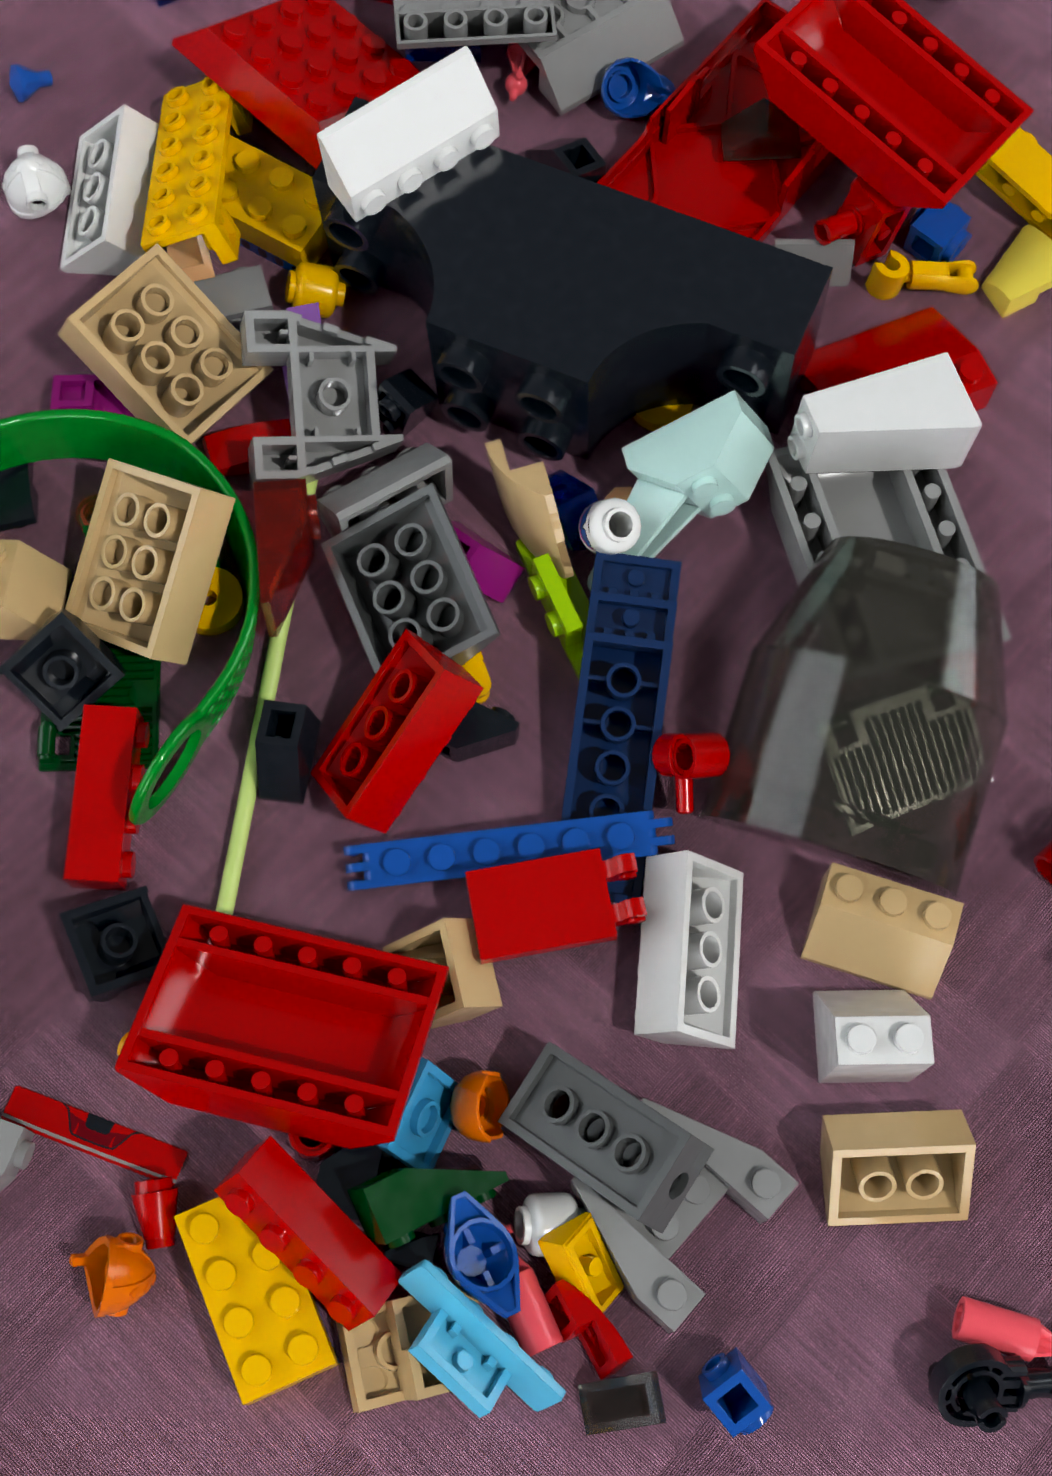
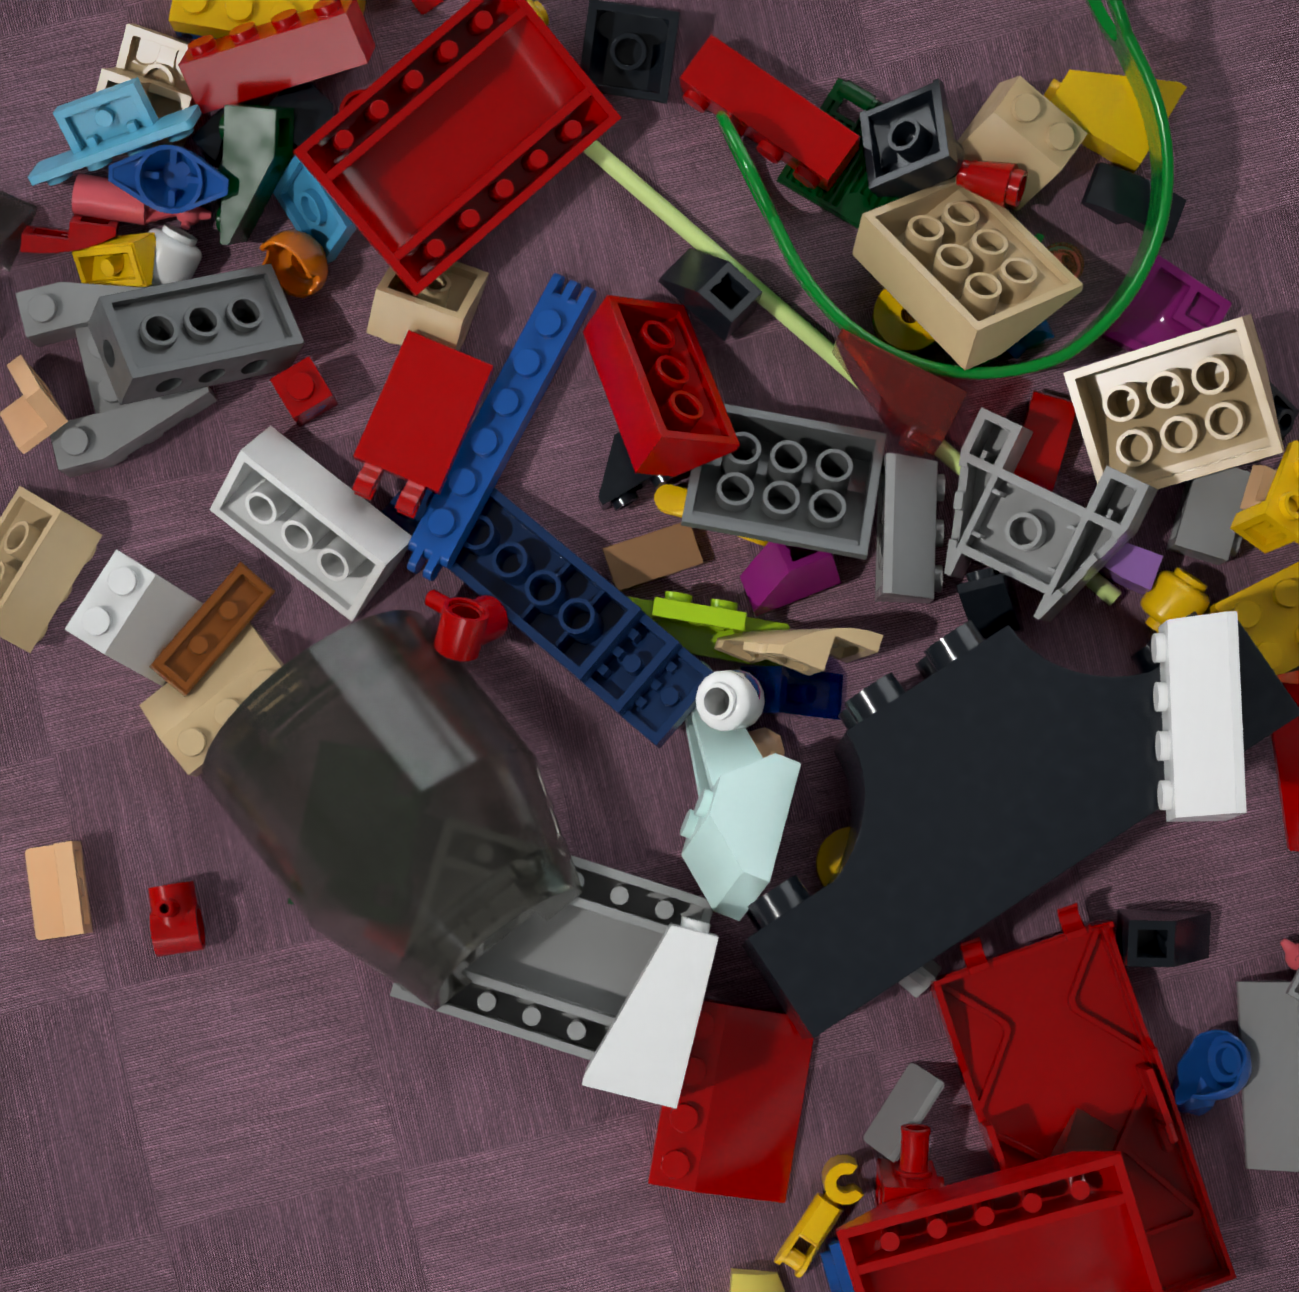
camera: 125 degrees right, 15 degrees up
(59, 583) = (993, 181): none -> red cone
(530, 674) = (652, 556): none -> medium nougat tile
(586, 1026) = (304, 391): none -> red brick
(763, 1248) = (35, 412): none -> light nougat panel
(832, 970) = (212, 629): none -> dark orange tile

